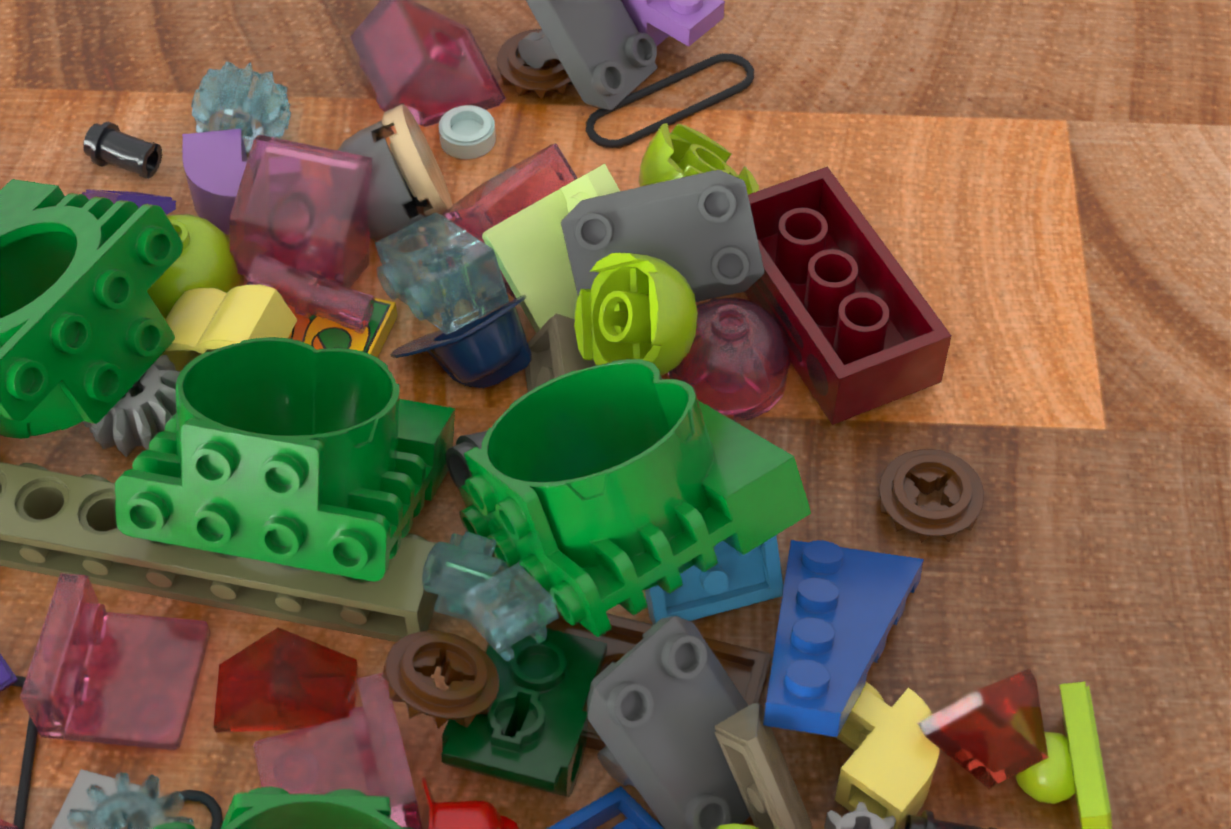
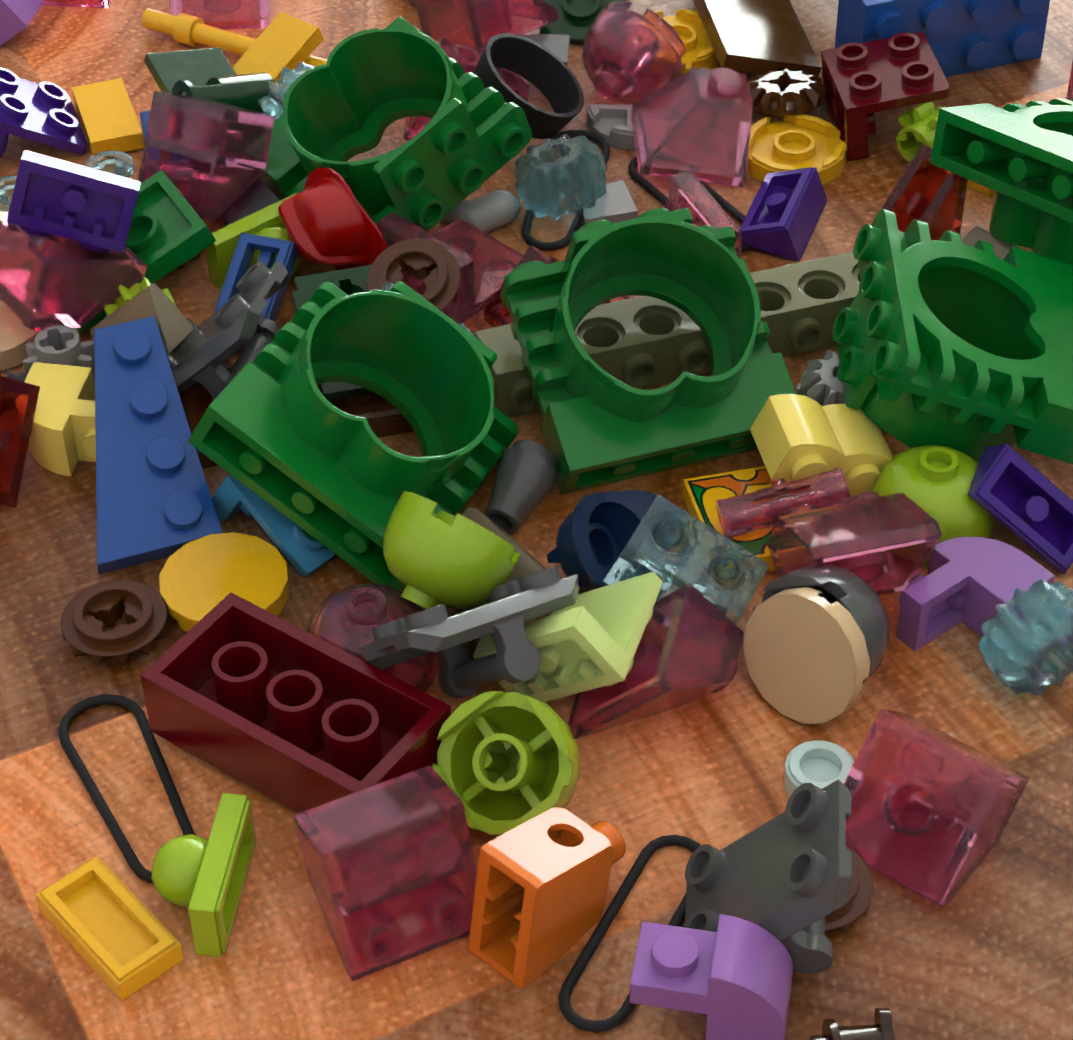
camera: 150 degrees right, 10 degrees down
(730, 95) = (540, 891): none -> orange torso
(835, 132) = (391, 869): none -> clear pink slope
(838, 488) = (218, 564): none -> yellow tile
(950, 228) = (209, 873): none -> lime tile
(1005, 353) = (92, 789): none -> black piece
(1036, 246) = (109, 927): none -> yellow tile

